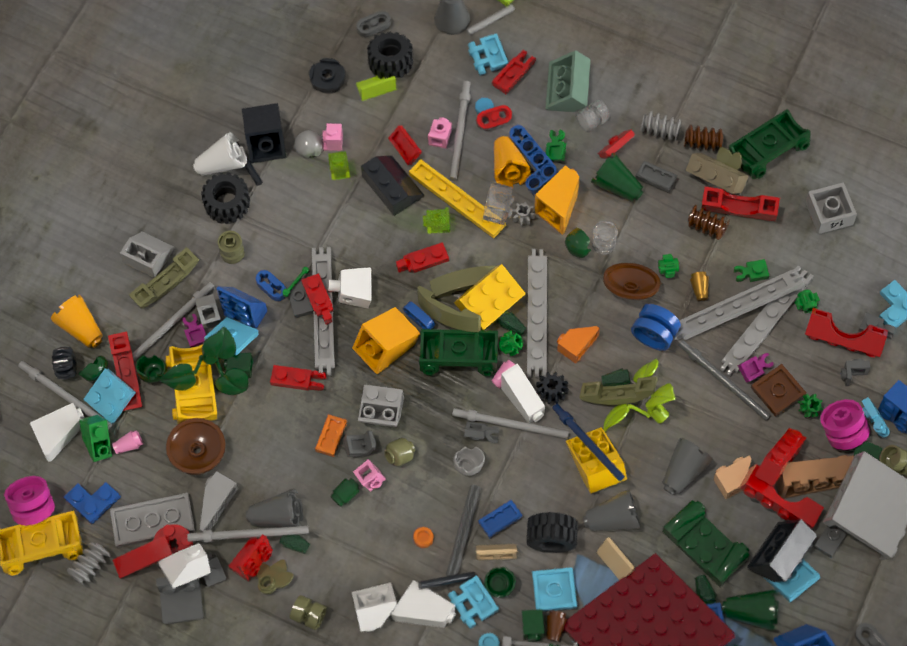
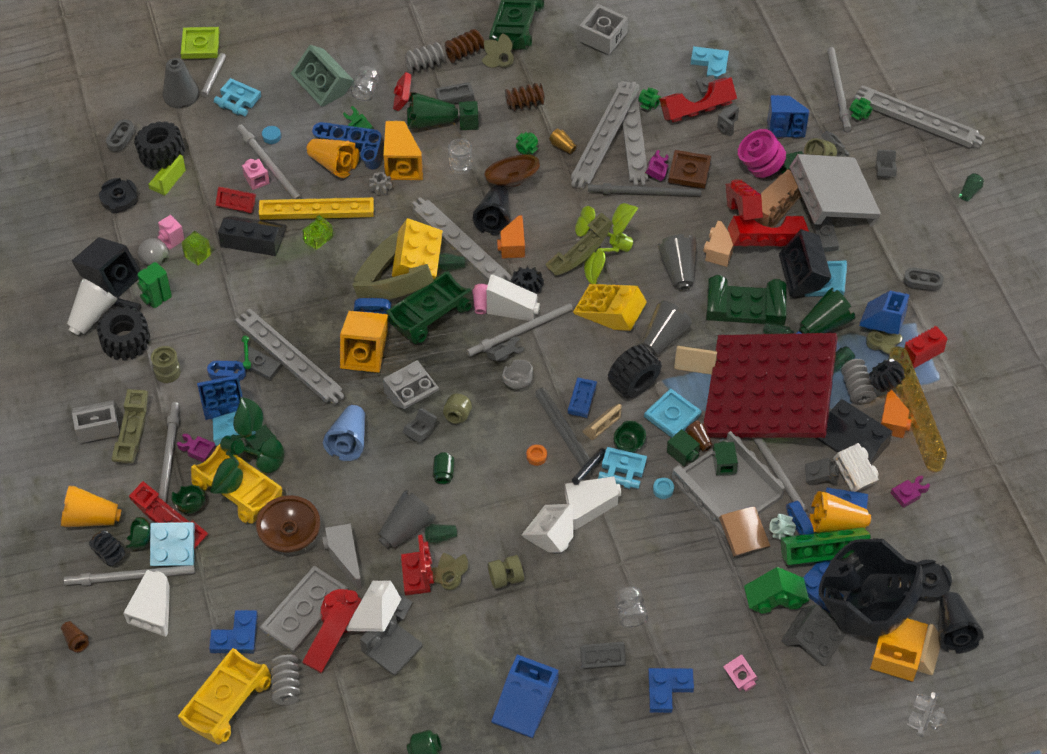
camera: 45 degrees left, 10 degrees down
(29, 500) = (186, 668): dark pink wheel -> none
(96, 437) = (192, 581): green slope -> none
(128, 442) = (224, 567): bright pink cone -> none
(207, 309) = (192, 421): light grey brick -> none
(209, 535) = (370, 576): light grey bar -> none
(278, 175) = (154, 285): none -> green brick
(296, 378) = (317, 420): red hinge -> none
(303, 407) = (346, 434): none -> medium blue cone
(318, 297) = (279, 348): red hinge -> none
(331, 435) = (389, 438): orange plate -> none
(353, 287) = (299, 322): white torso -> none
(371, 480) = (456, 441): bright pink brick -> none
(423, 259) = (333, 267): red hinge -> none
(493, 117) = (286, 136): red plate -> none
(498, 203) = (355, 187): clear brick -> none
(511, 343) = (464, 274): green gear -> none
(513, 72) = (270, 97): red hinge -> none
(567, 419) = (561, 294): dark blue bar -> none
(577, 243) = (444, 172): dark green hair -> none
(584, 305) = (493, 211): none -> black cone
(616, 378) = (567, 241): clear green cone -> none
(646, 205) = (468, 115): none -> dark green brick
(655, 327) = (563, 185): blue wheel -> none
(717, 173) = (499, 58): dark tan brick -> none
(755, 270) = (589, 107): green plate -> none
(756, 207) = (554, 61): red arch -> none
(810, 411) = (723, 162): green gear -> none
(874, 416) = (783, 136): medium azure plate -> none

